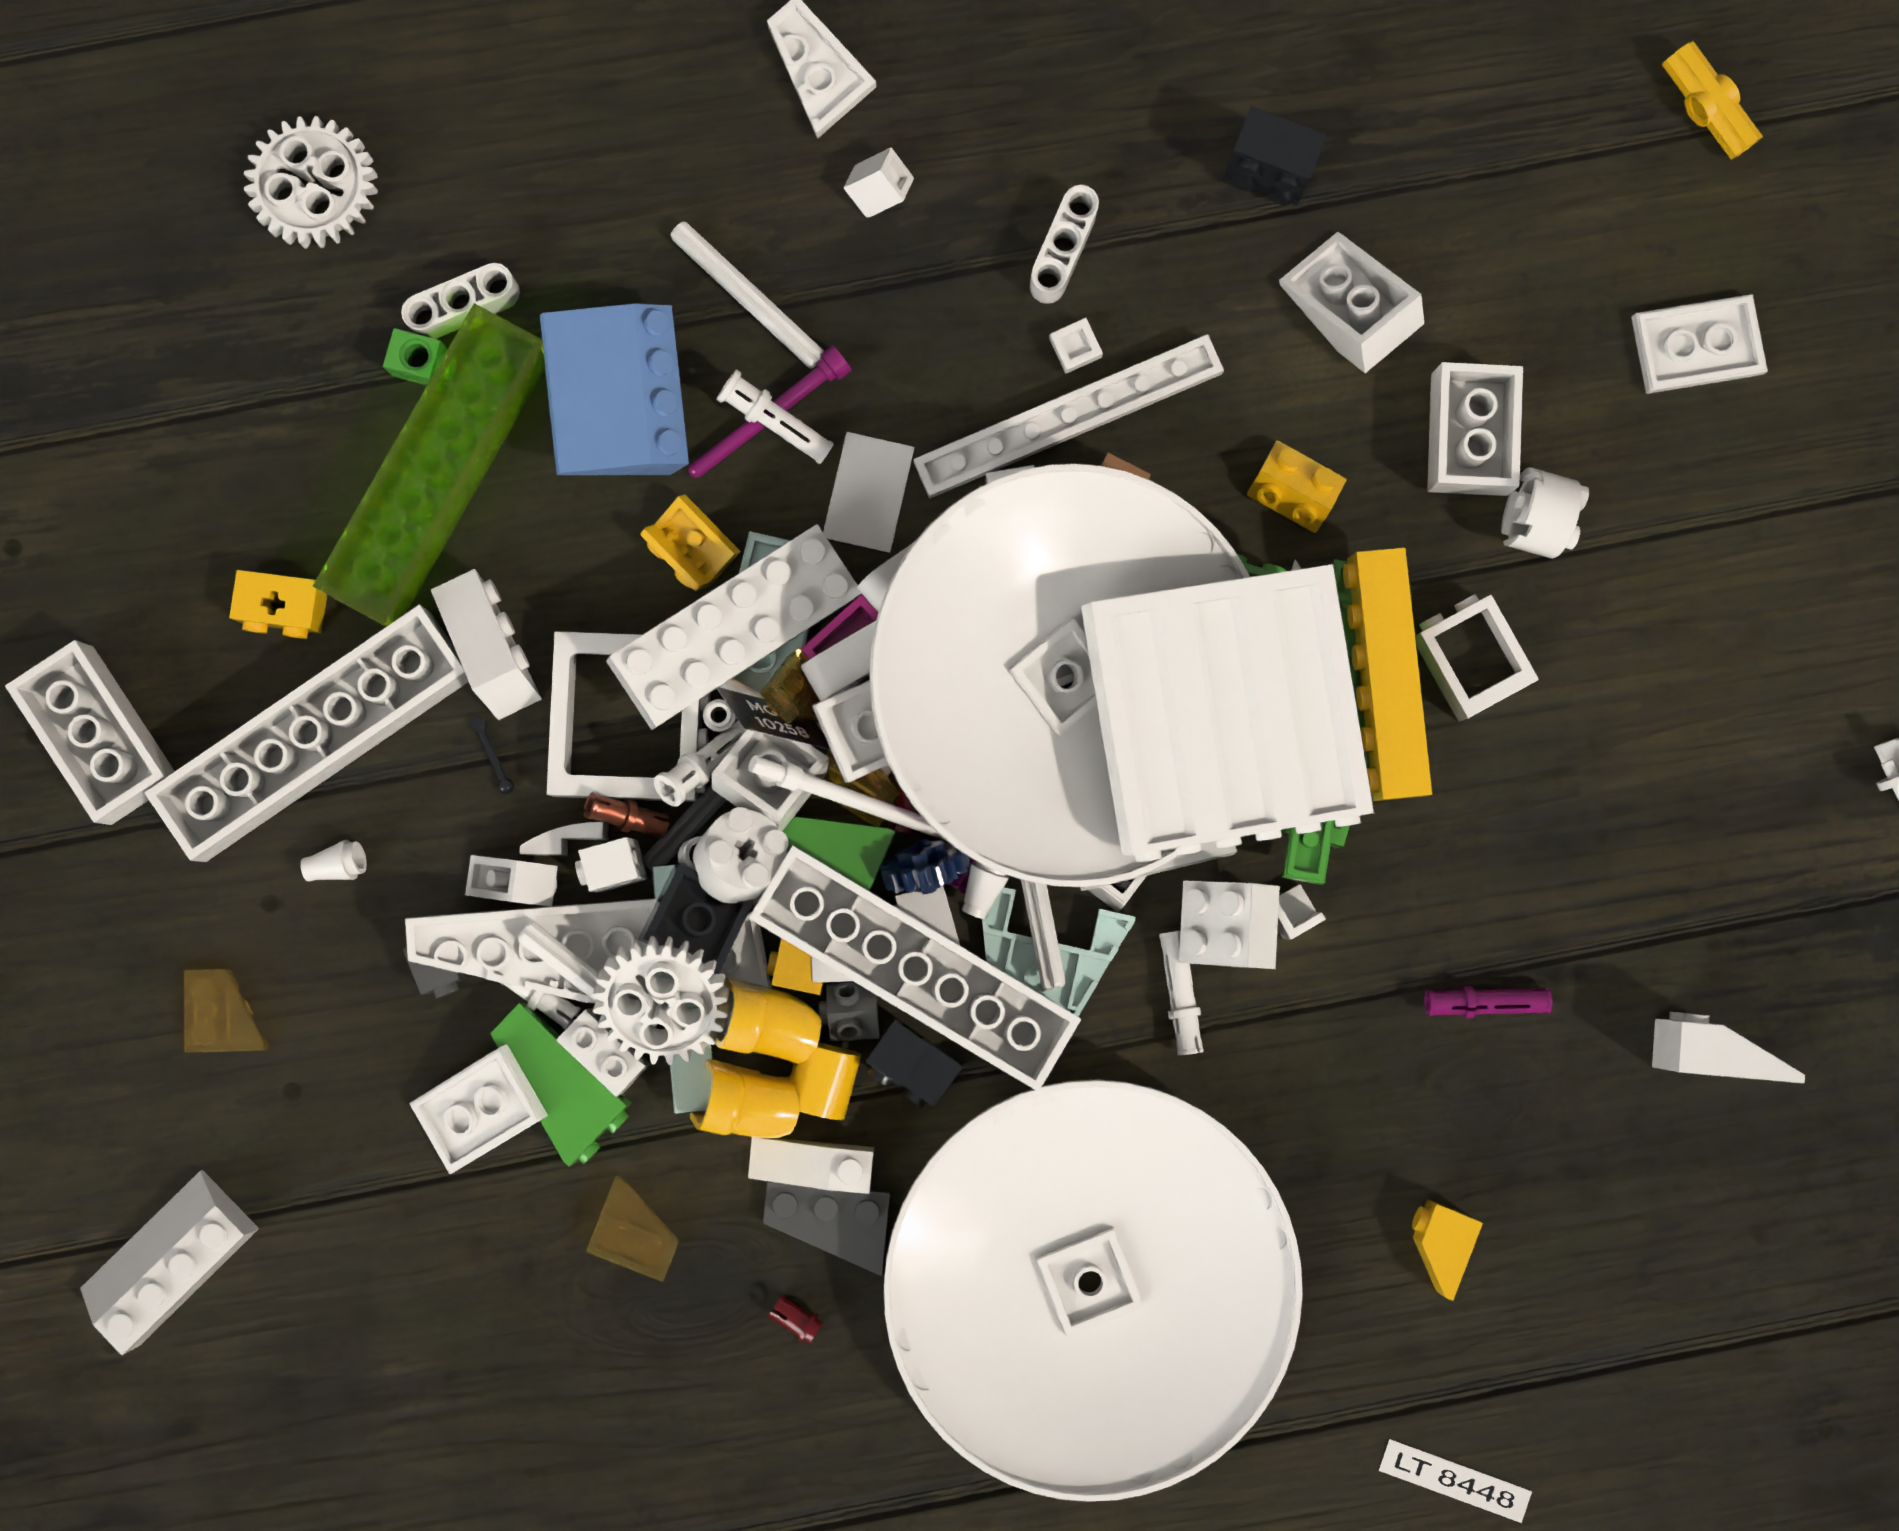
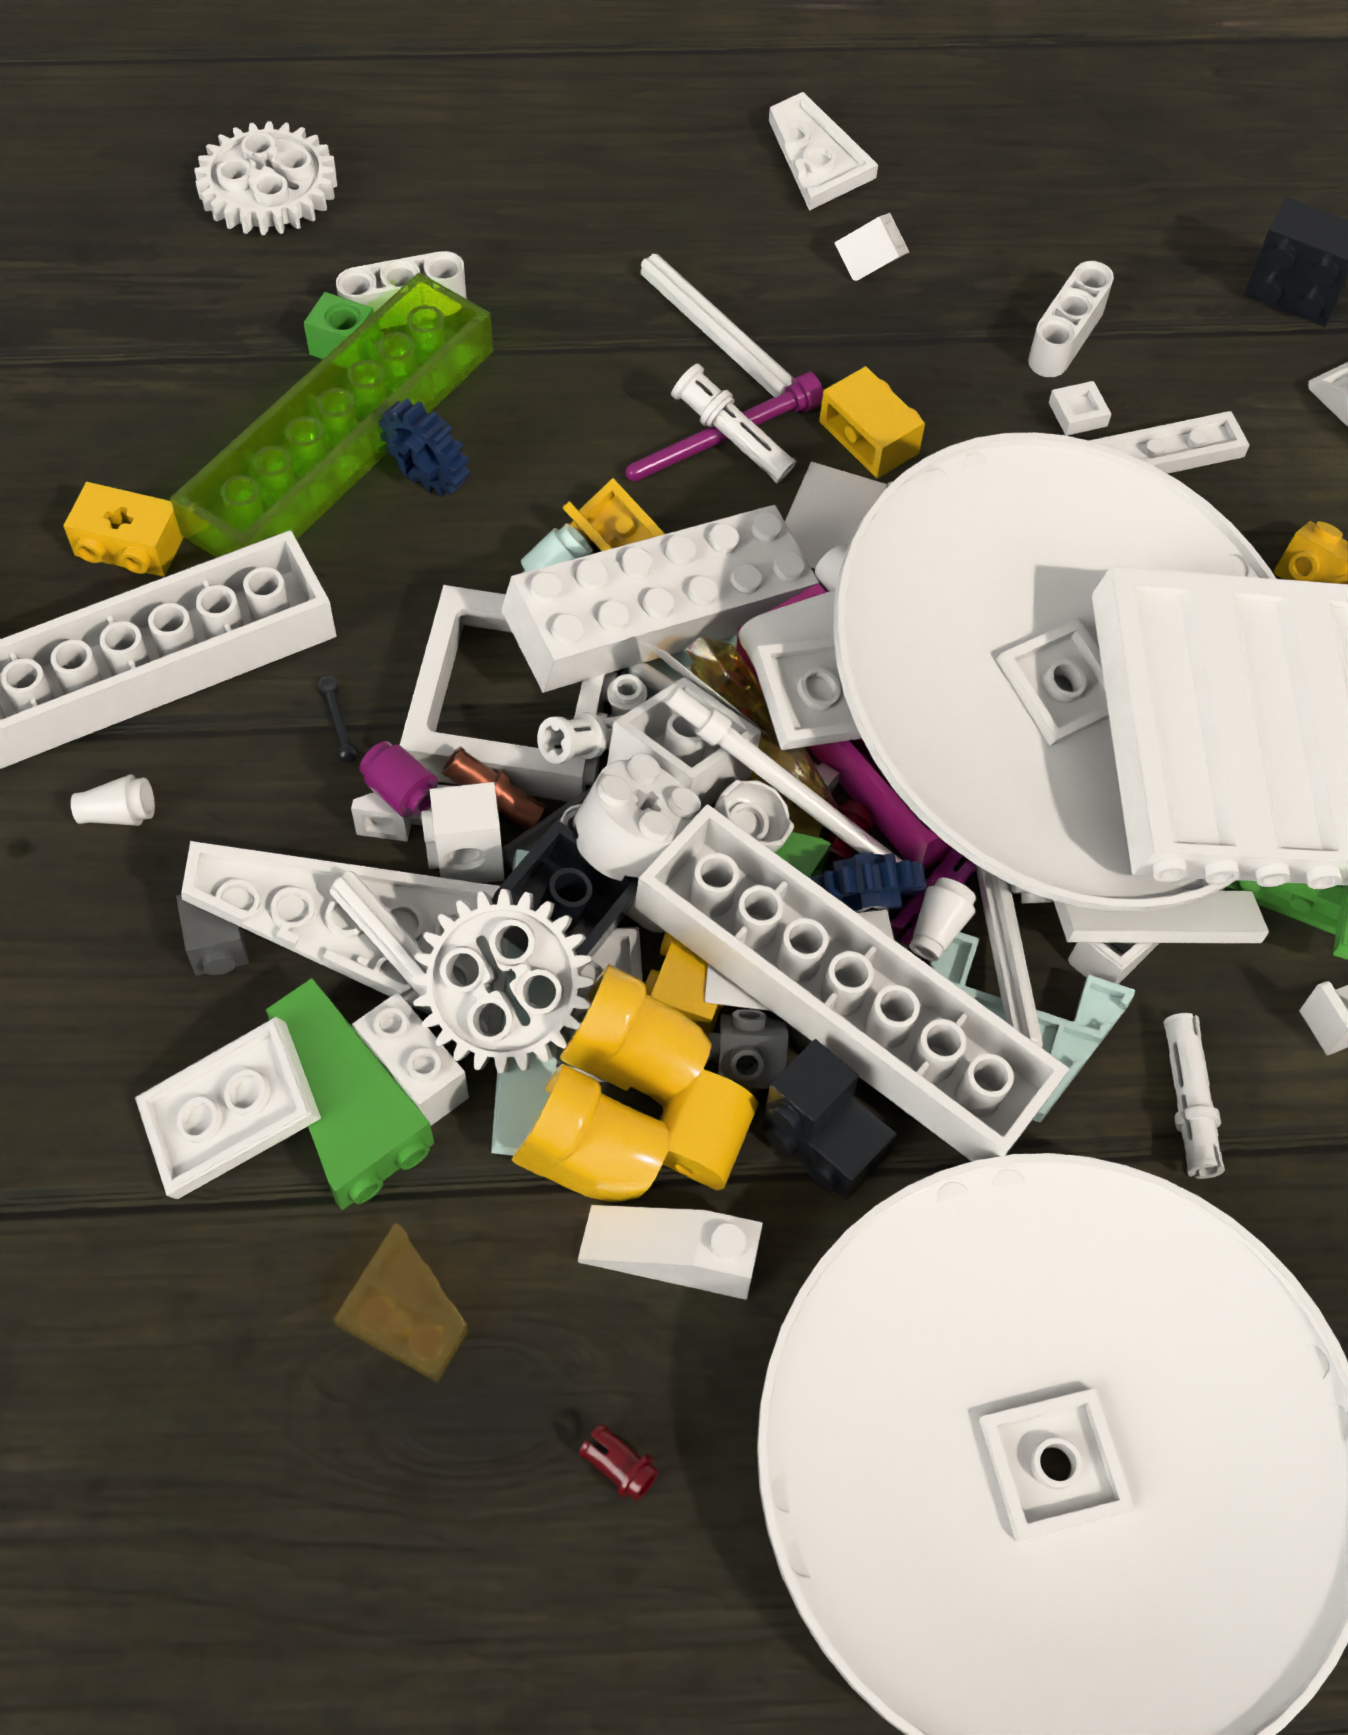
camera: 10 degrees right, 25 degrees down
(486, 644) = (361, 598): white wedge -> none
(511, 880) = (338, 836): white slope -> none
(513, 492) = (424, 447): none -> dark blue gear
(553, 833) = (398, 778): none -> magenta brick
(553, 1006) = (337, 986): white pin -> none
(614, 390) = (559, 373): medium blue slope -> none
(643, 585) = (557, 548): none -> light aqua brick
(830, 832) = (757, 811): none -> white hair
(834, 1221) = (691, 1328): dark grey wing -> none
(895, 390) = (871, 422): none -> yellow brick
(1229, 924) = (1264, 1002): white brick -> none

